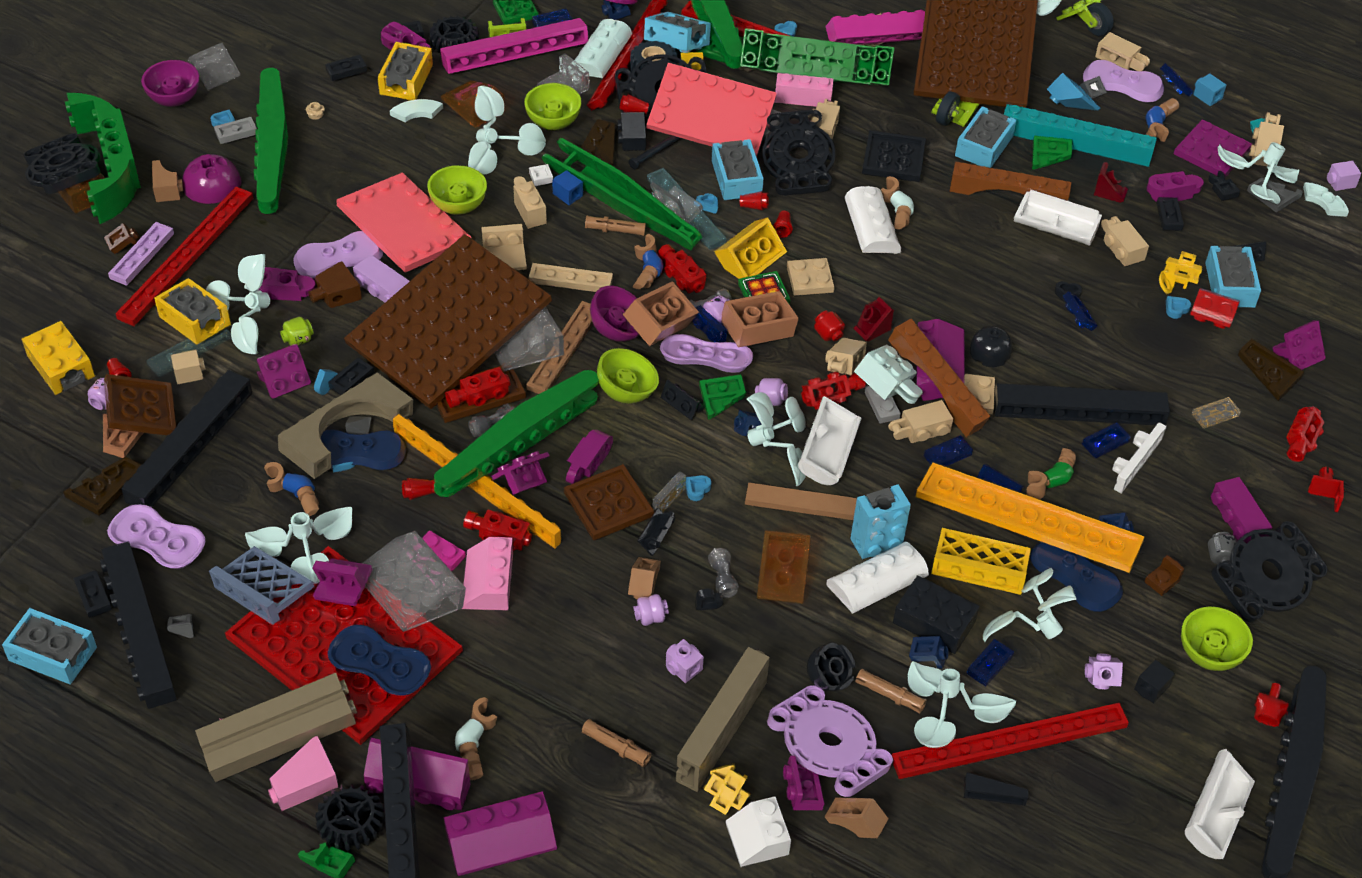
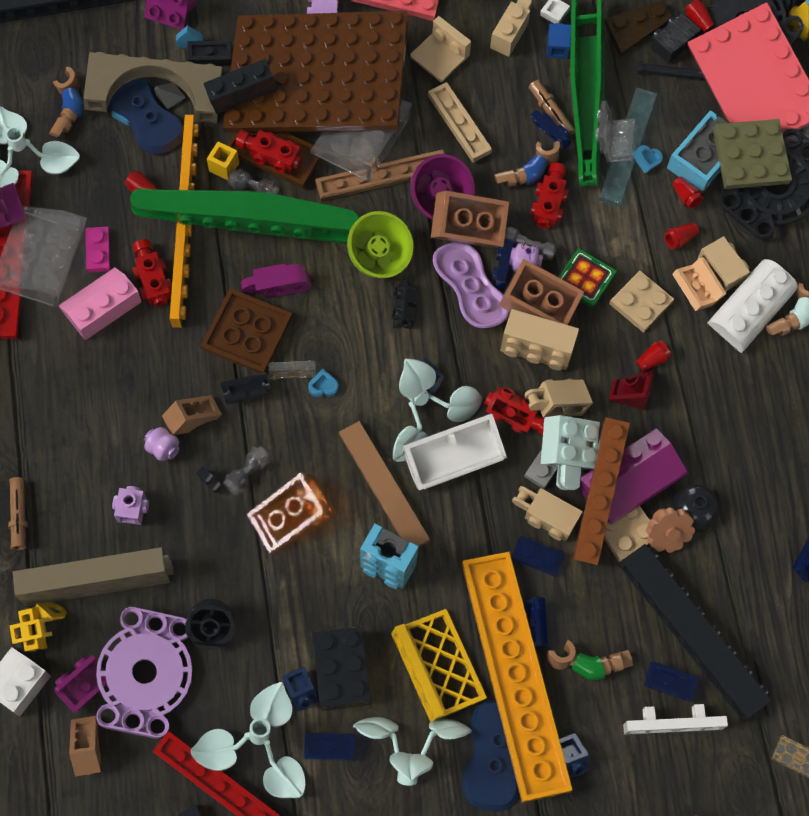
camera: 50 degrees right, 20 degrees up
(414, 364) = (240, 86): none -> black brick
(455, 423) = (222, 160): none -> yellow brick
(523, 473) = (211, 249): magenta bracket -> none
(629, 234) = (545, 124): none -> clear blue plate
(721, 393) = (437, 330): green wing -> none
(751, 250) = (623, 233): yellow slope -> none
(767, 144) = (752, 154): none -> olive plate
(774, 388) = (473, 367): lavender head -> none
(789, 339) = (538, 340): none -> tan brick
(827, 217) = (725, 263): none -> tan brick
(829, 326) = (592, 358): red head -> none
(830, 236) = (699, 284): none -> light nougat bracket
(859, 292) = (653, 356): none -> red cone
(878, 577) = (341, 594): white container -> none
(887, 689) = (235, 687): medium nougat pin -> none
(996, 364) = (669, 529): none -> nougat plant

